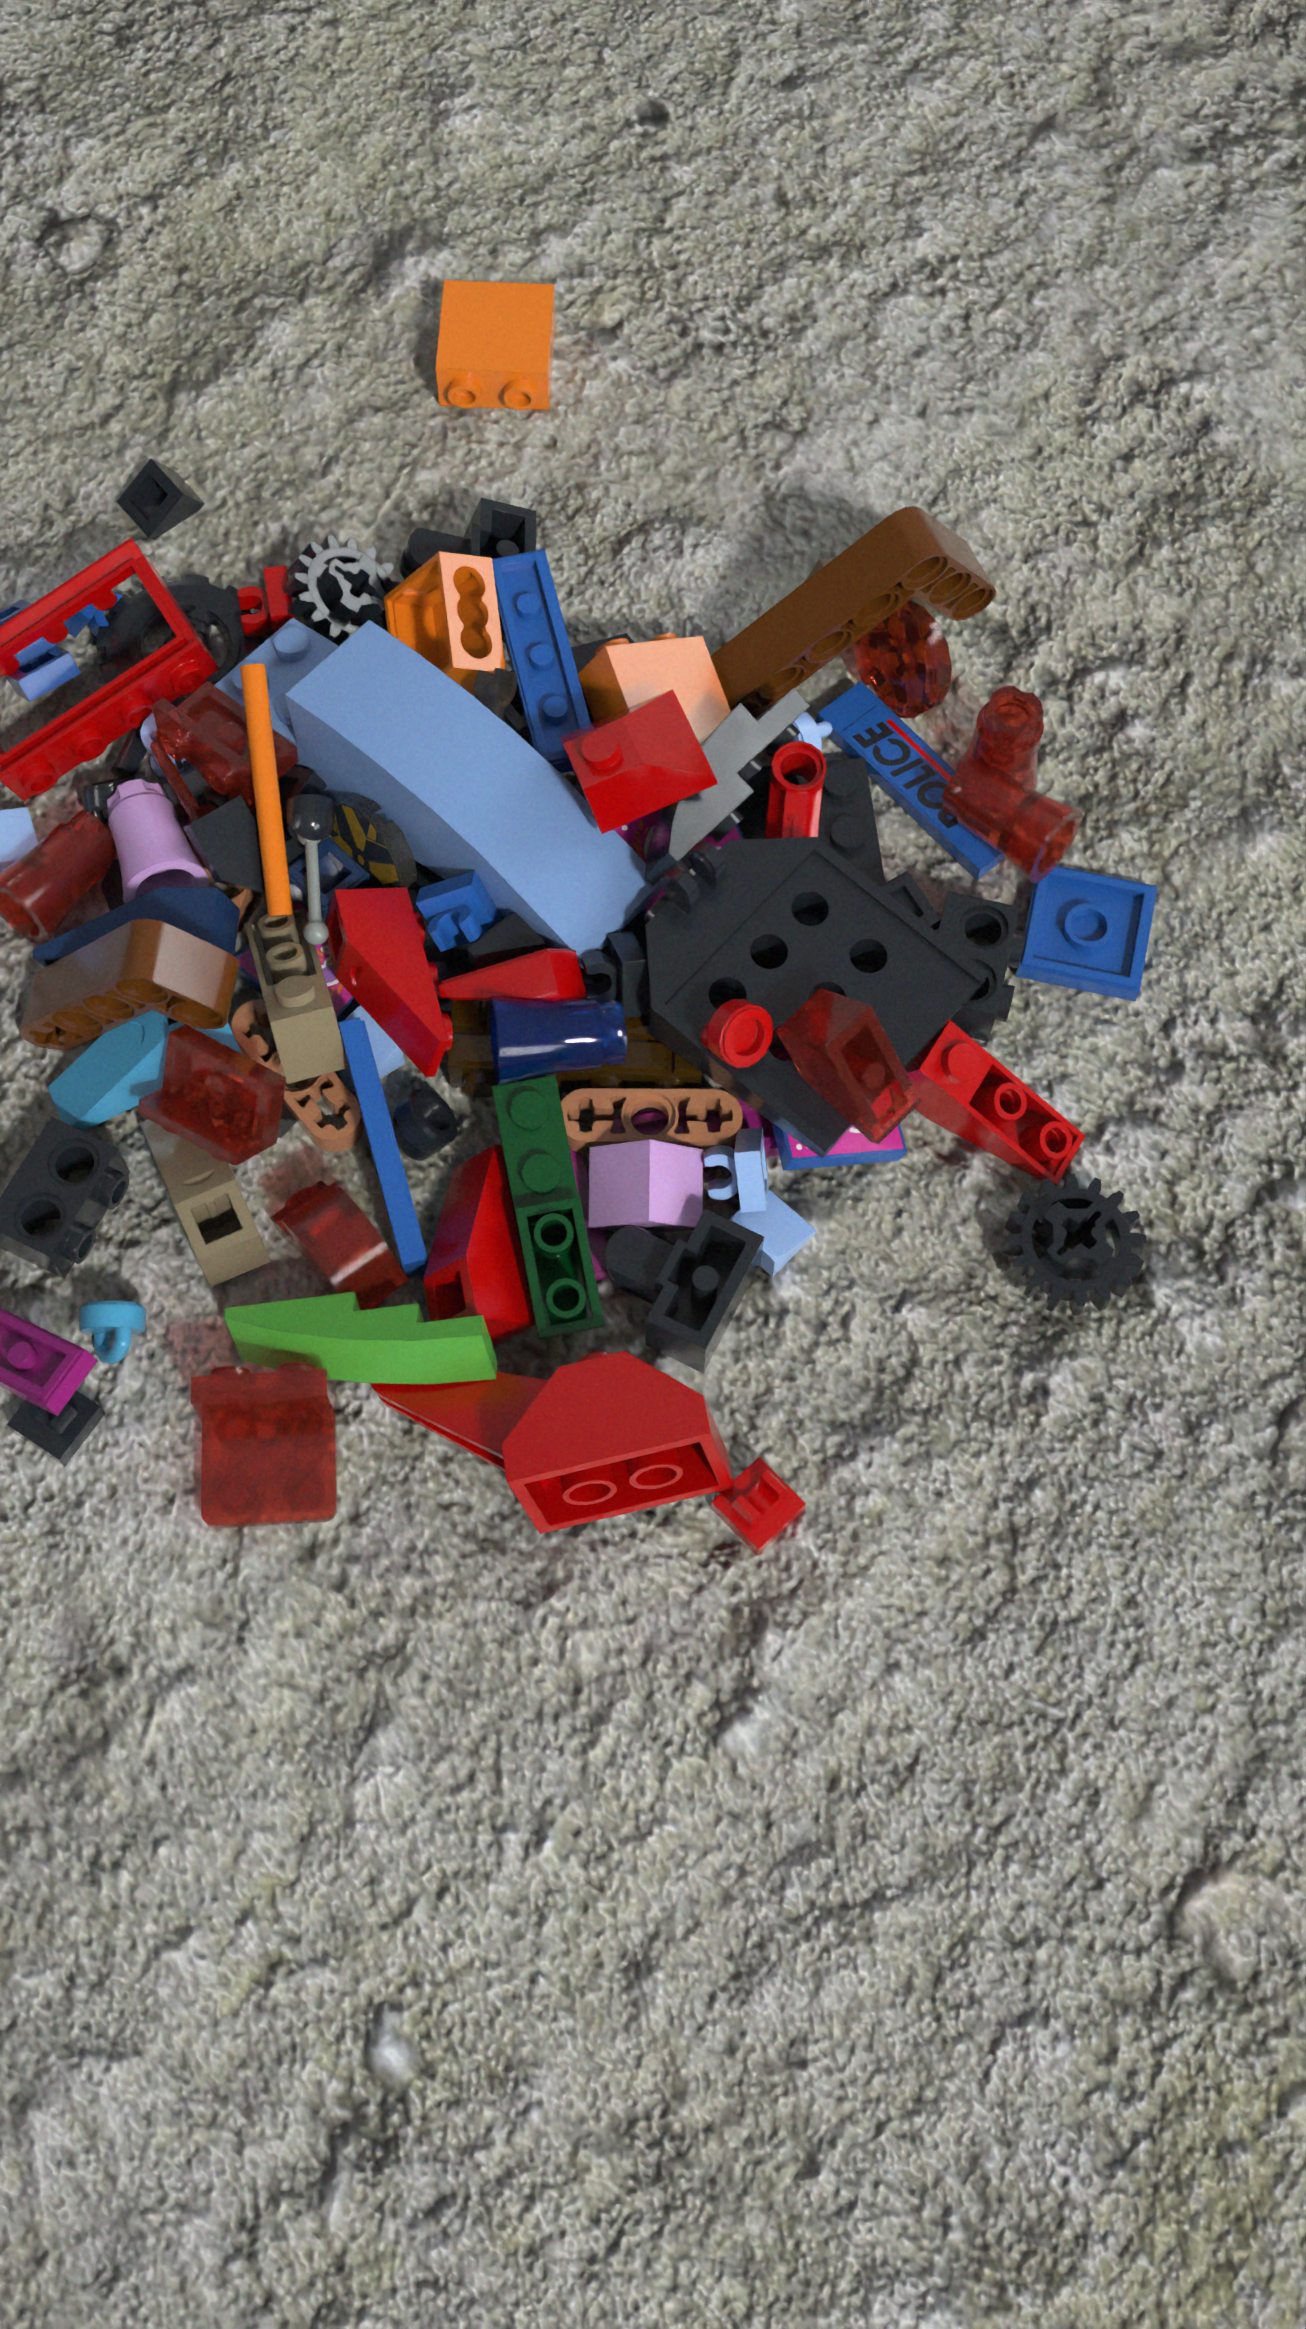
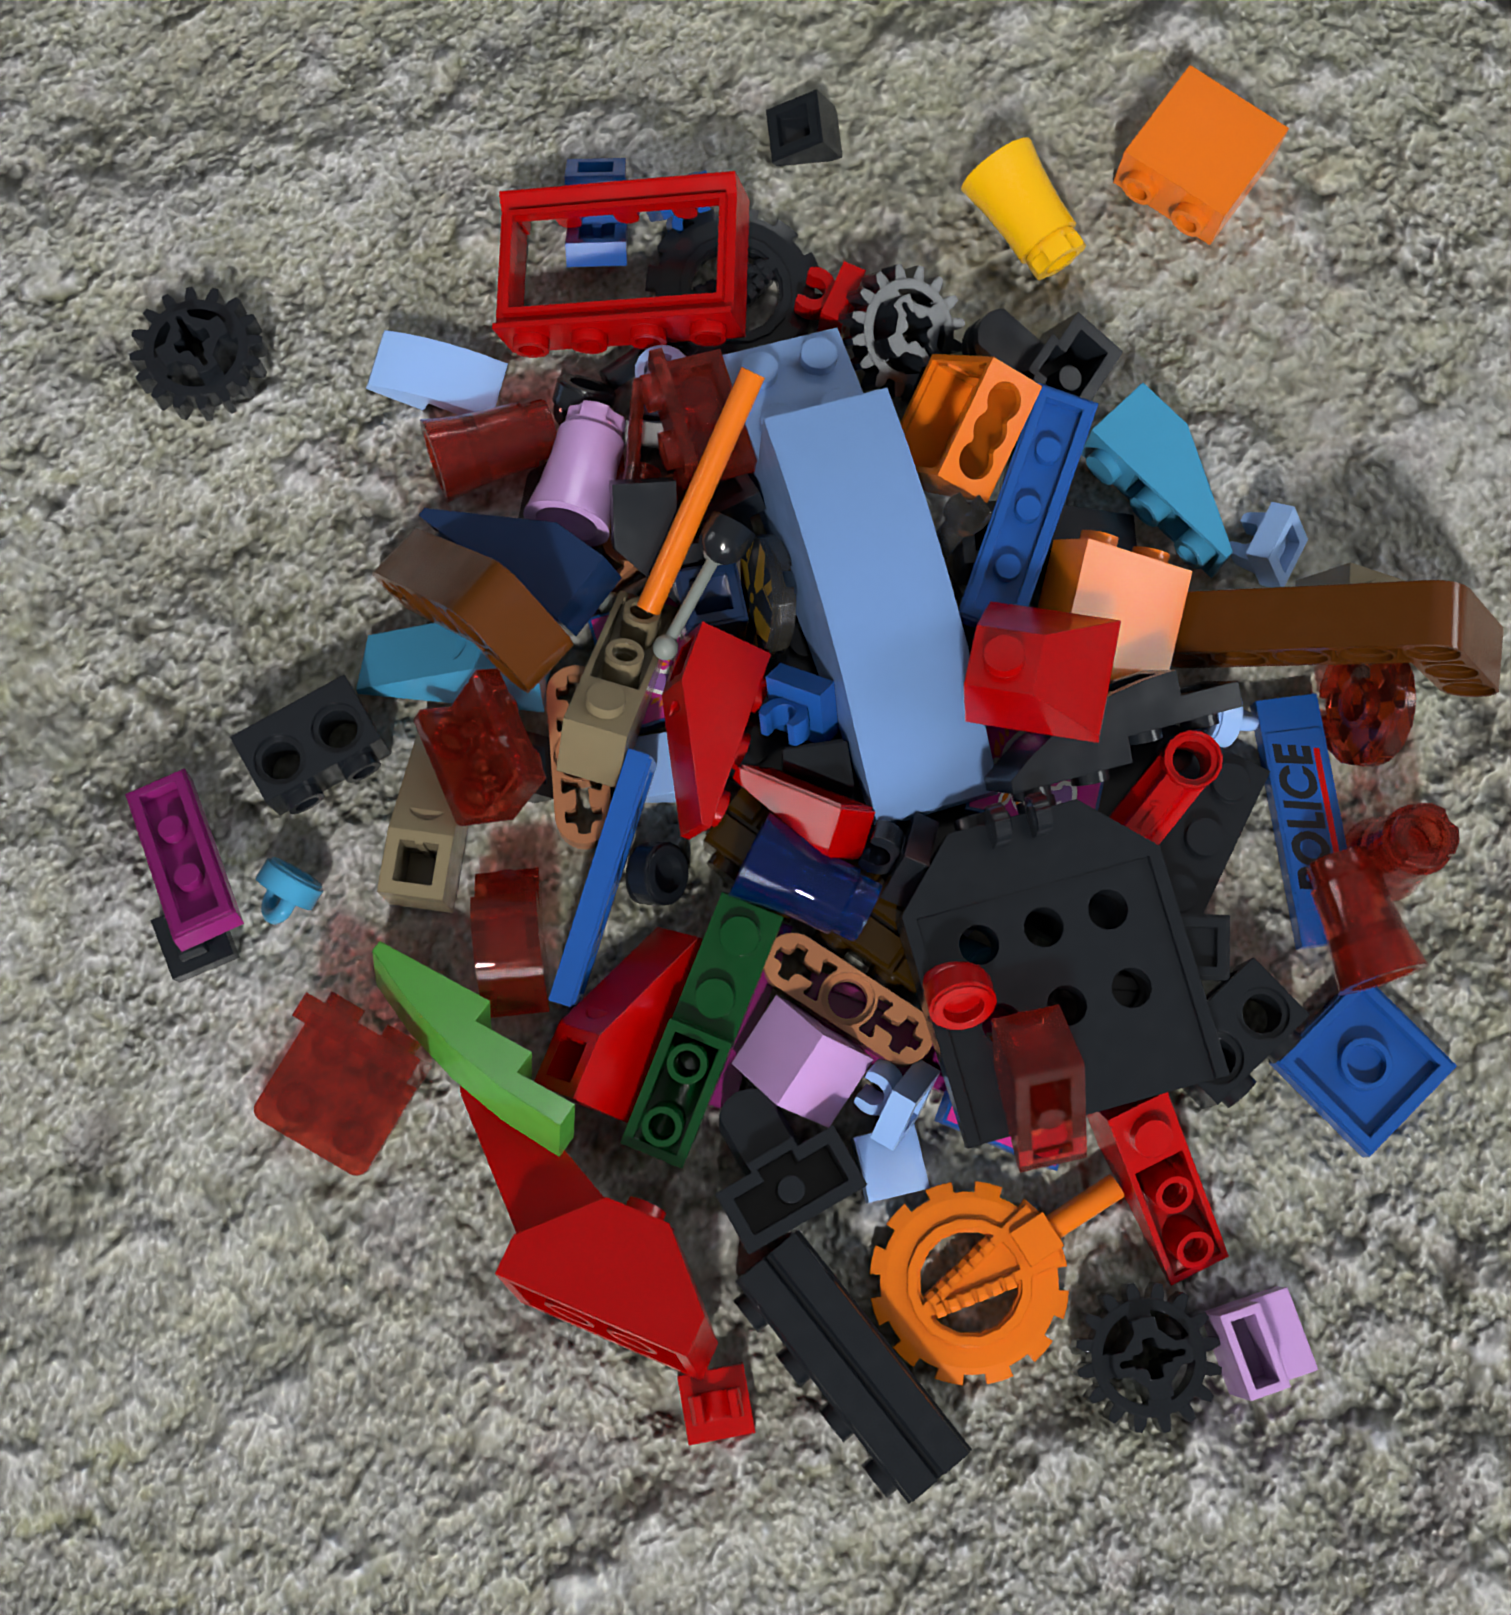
camera: 30 degrees right, 10 degrees up
(383, 455) = (1025, 208): none -> yellow plant
(621, 587) = (1155, 465): none -> dark azure slope
(751, 588) = (1275, 544): none -> light blue tile
(845, 1399) = (852, 1366): none -> black brick
(917, 1233) = (1017, 1252): none -> orange bar
(1154, 1178) = (1260, 1343): none -> lavender piece

